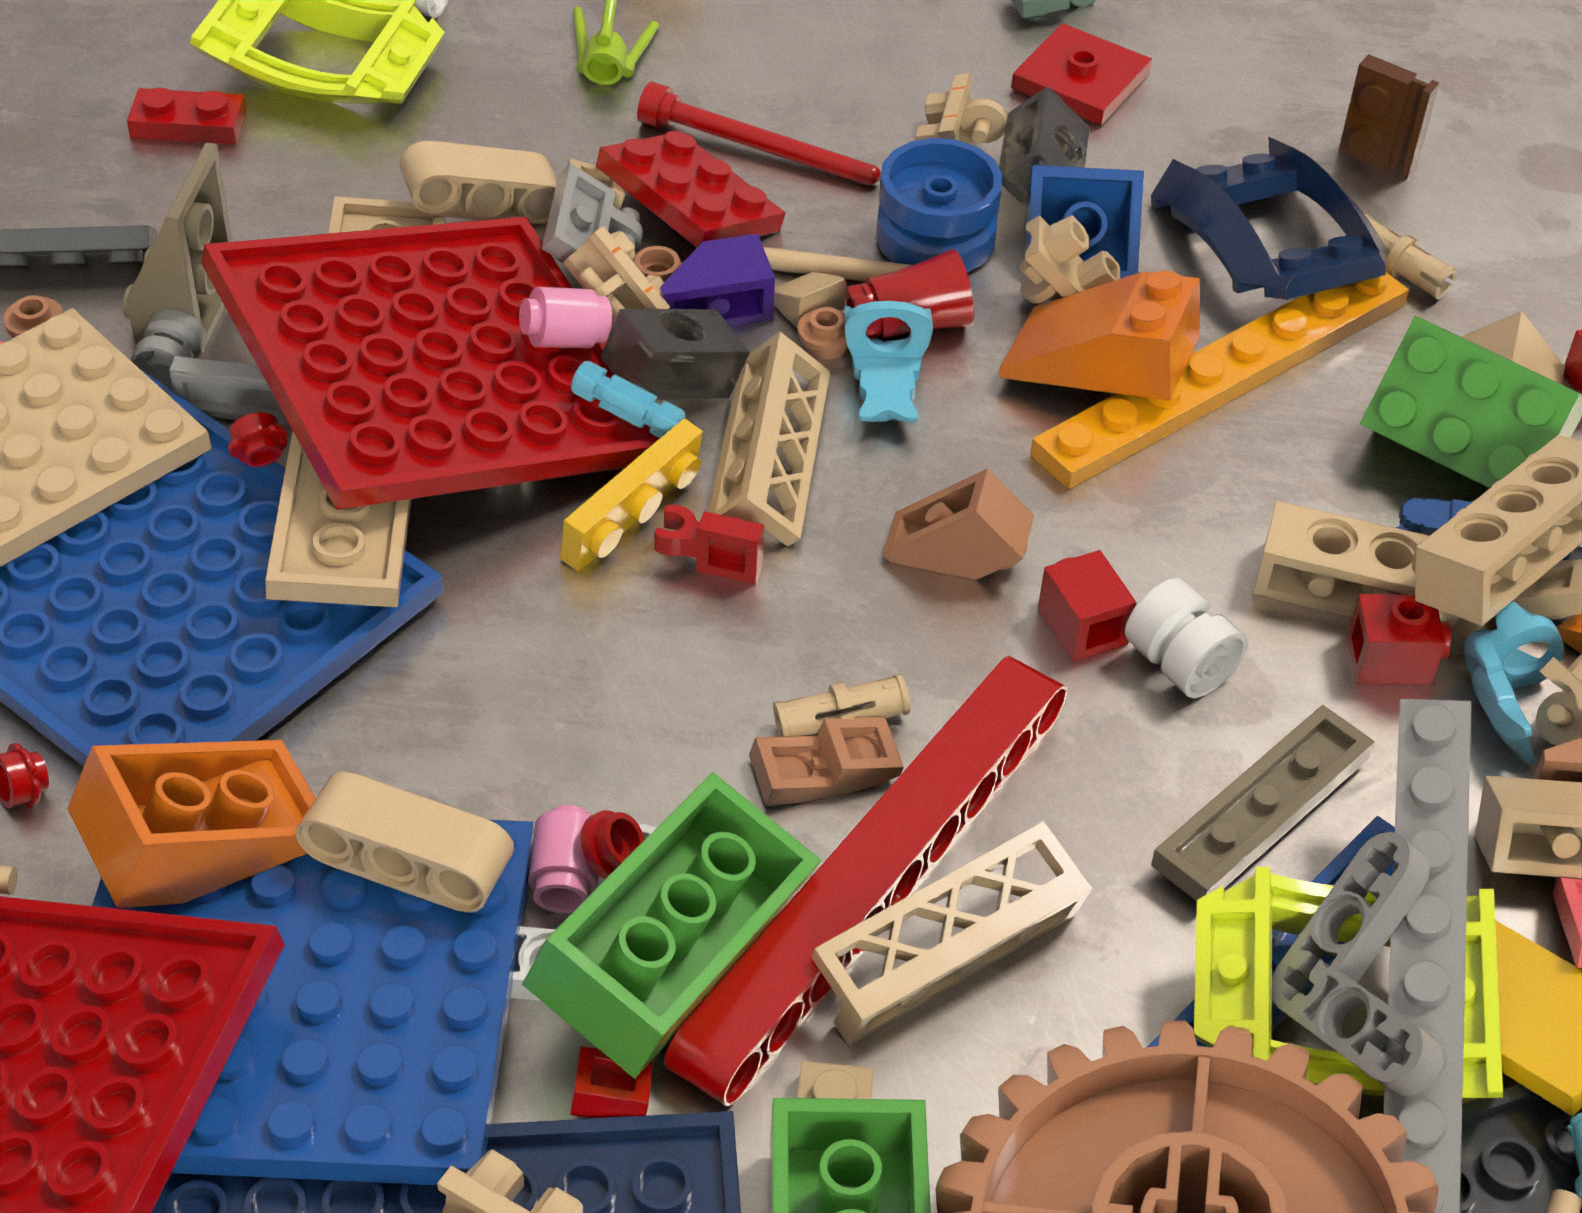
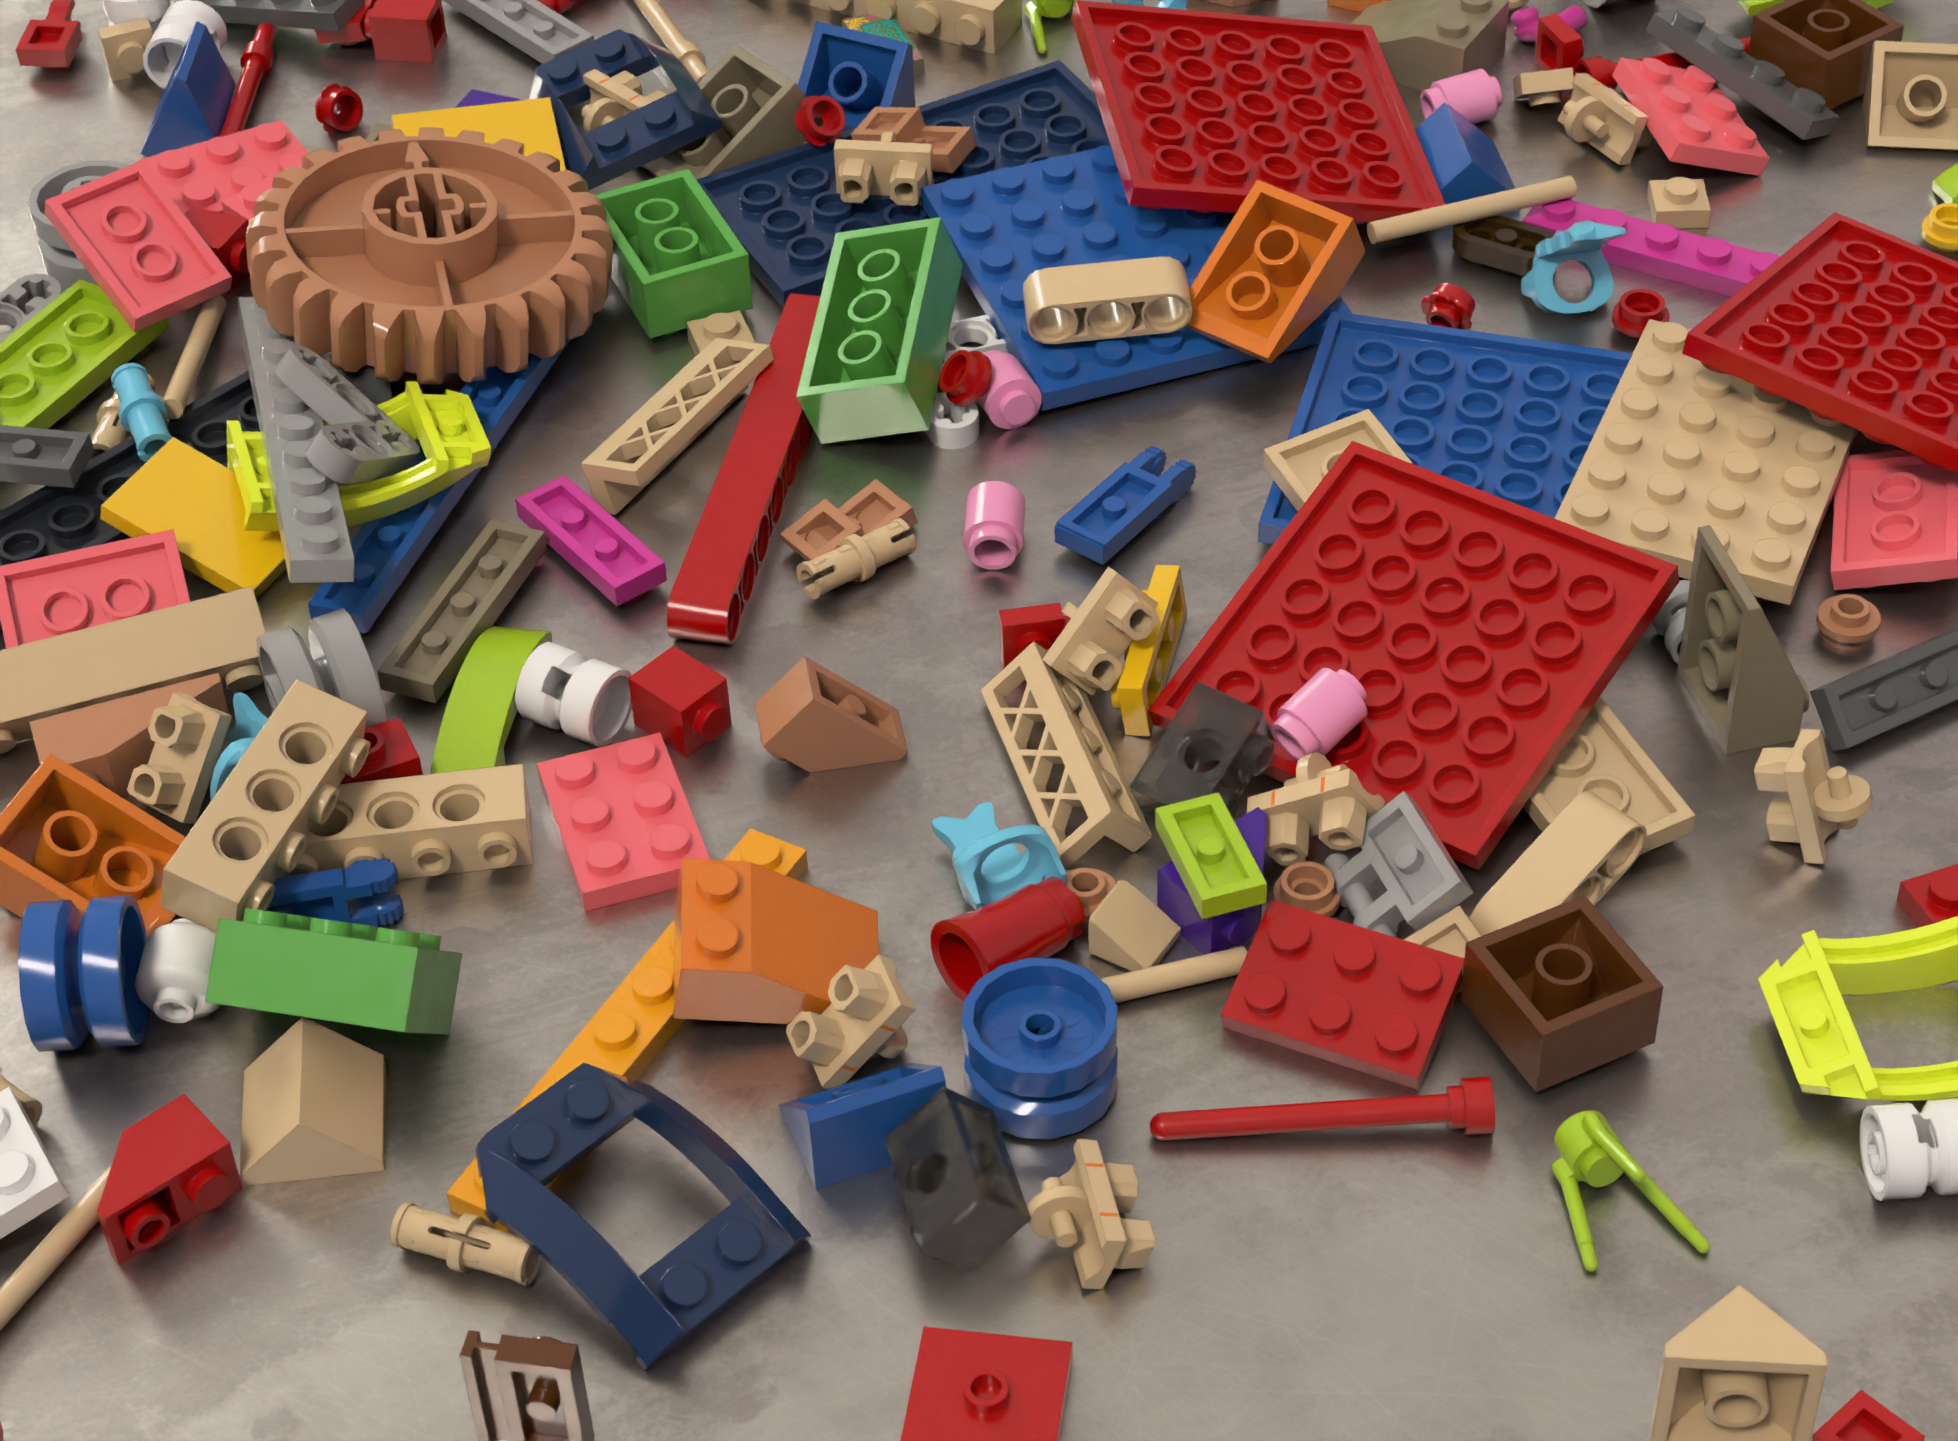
camera: 160 degrees right, 5 degrees down
(248, 166) = (1818, 798): none -> tan hips
(537, 668) = (1123, 505): none -> blue hinge
(551, 107) = (1561, 993): none -> reddish brown slope
(625, 399) = (1251, 682): medium azure axle -> none
(686, 687) = (994, 524): none -> bright pink brick
(687, 469) = (1101, 632): none -> tan hips
(738, 243) = (1210, 855): none -> lime plate
(1105, 842) = (591, 540): none -> dark pink plate
(1180, 525) = (621, 819): none -> coral plate
(1260, 692) = (484, 700): none -> lime slope
(1458, 666) = (336, 663): none -> light grey wheel

